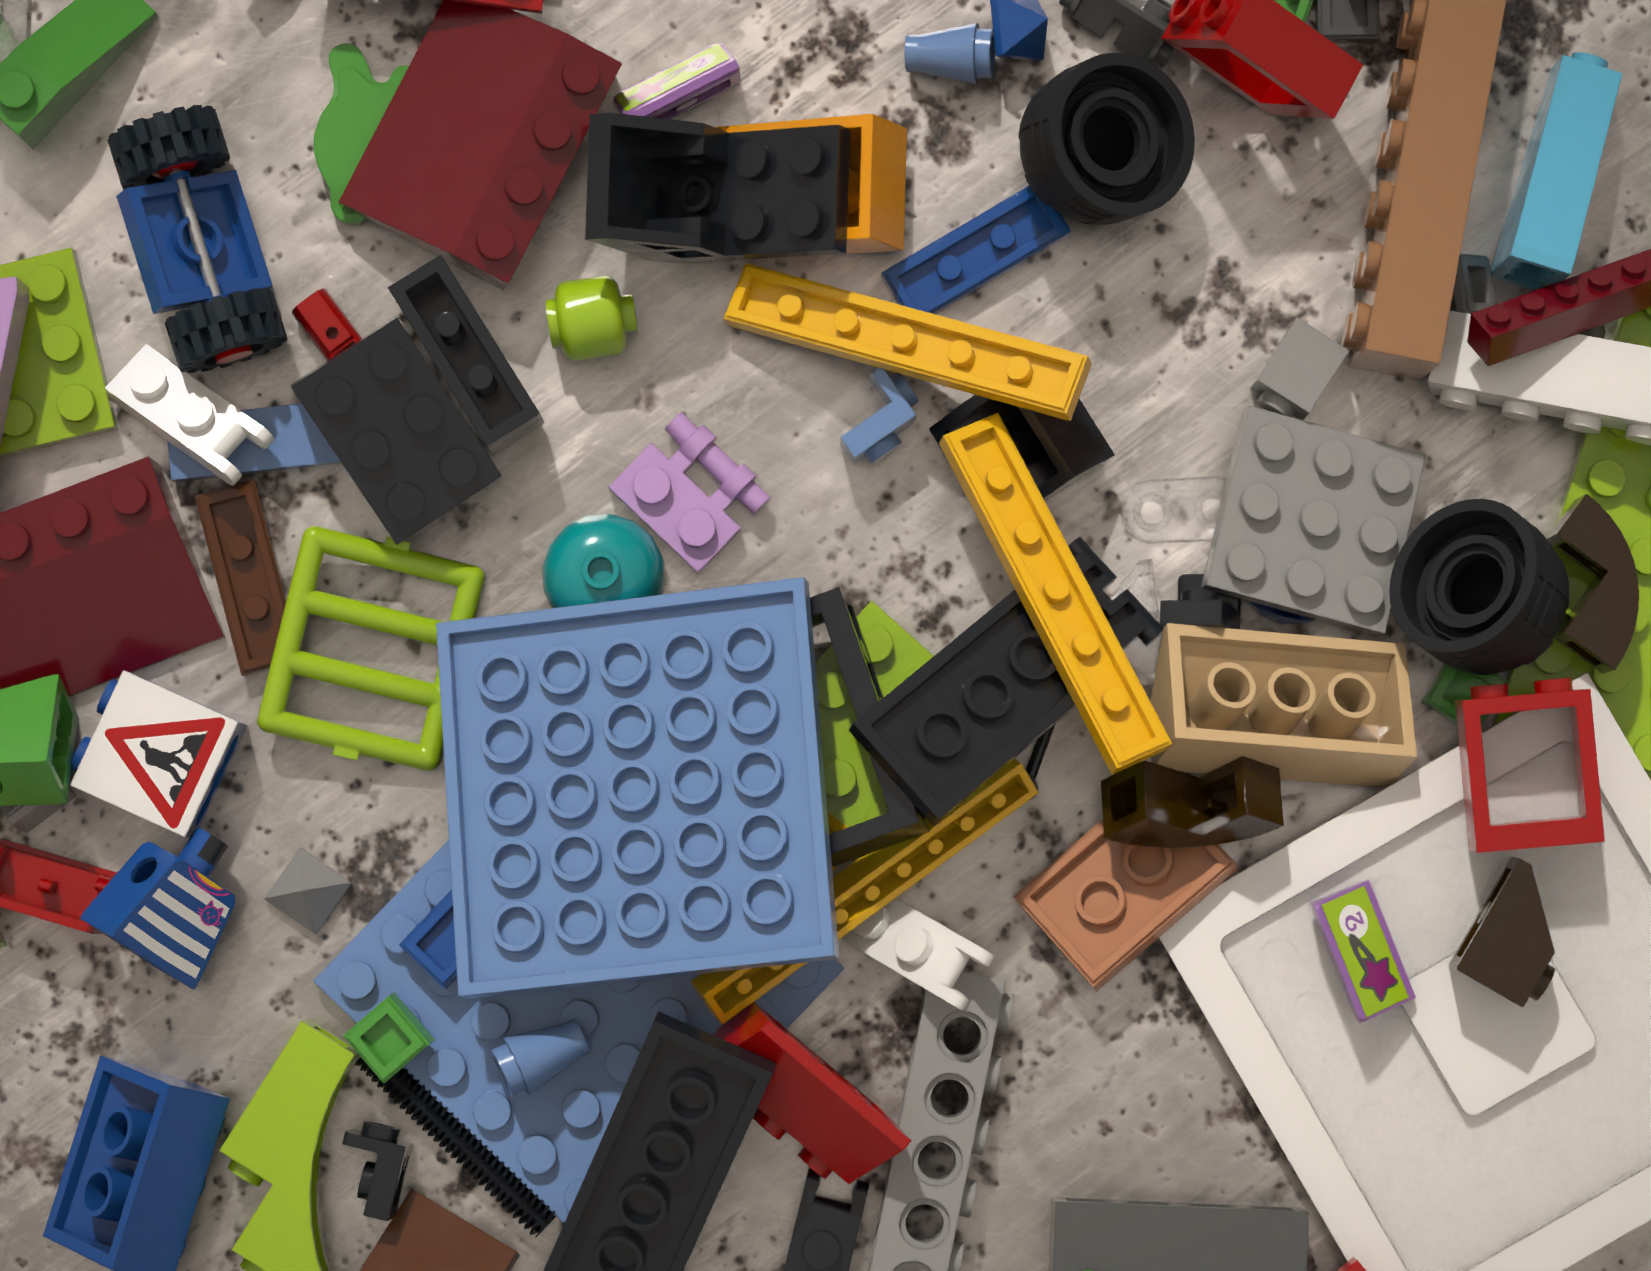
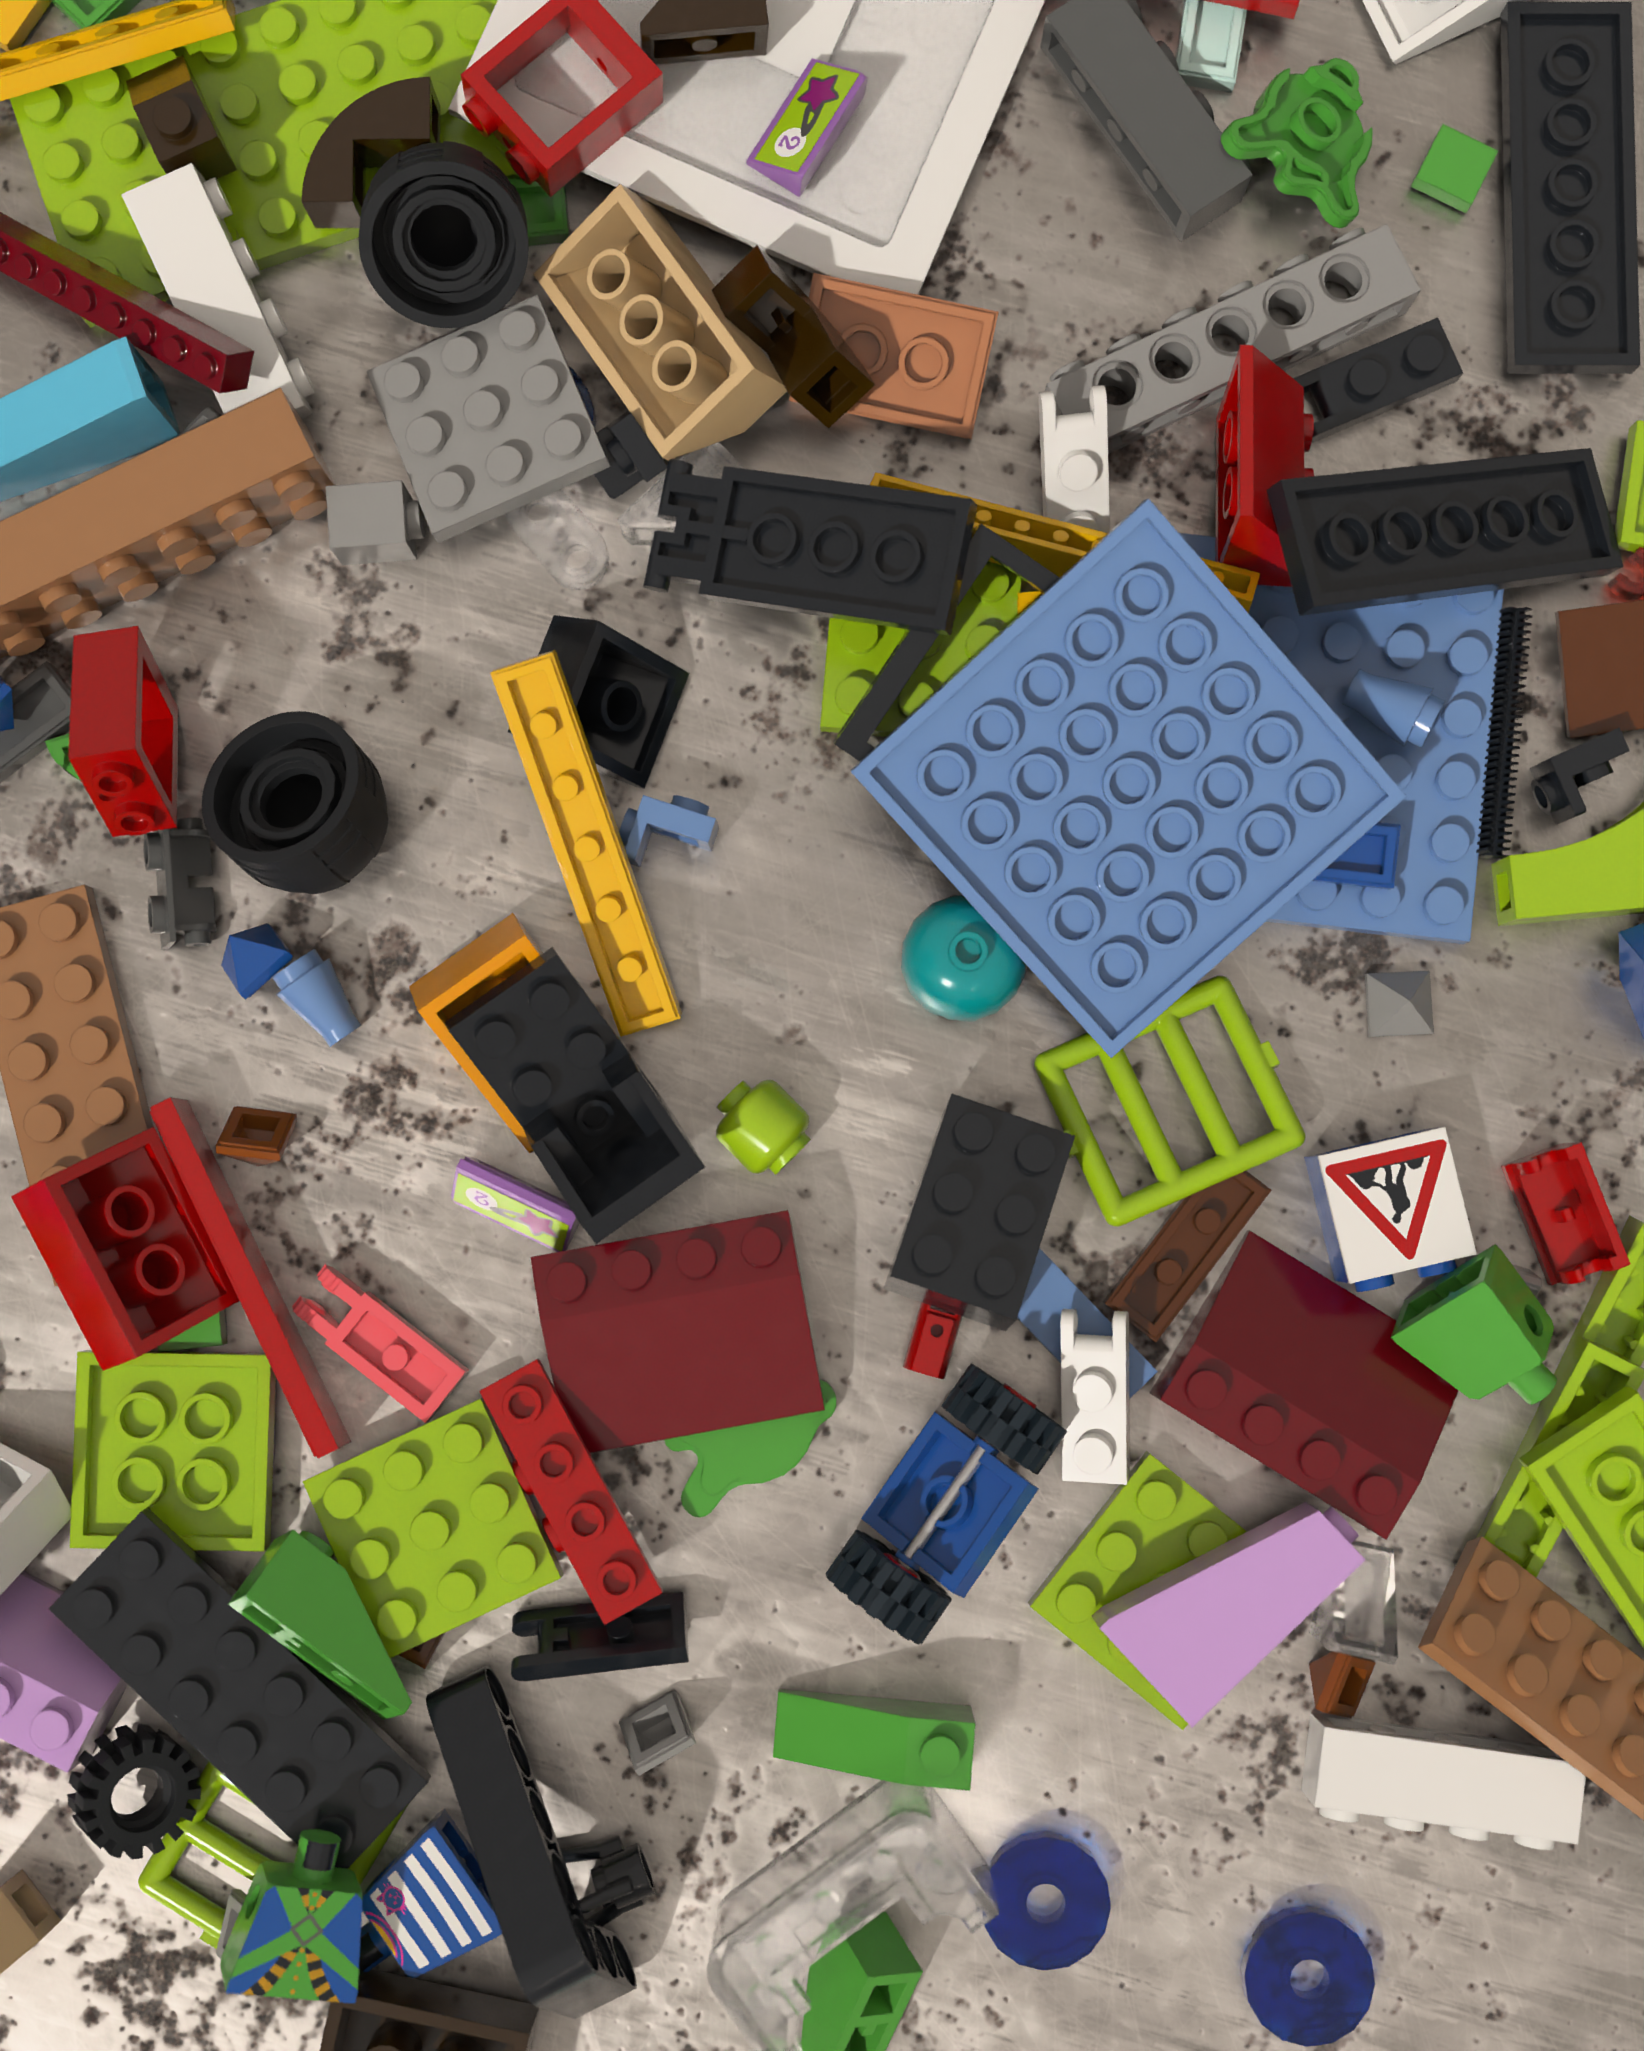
camera: 120 degrees left, 0 degrees up
(167, 906) = (1512, 1099): blue torso -> none
(388, 1037) = (1471, 840): bright green tile -> none
(466, 355) = (872, 1202): black brick -> none
(676, 506) = (863, 940): lavender plate -> none
(976, 253) = (472, 857): blue tile -> none
(1055, 593) = (707, 560): yellow tile -> none

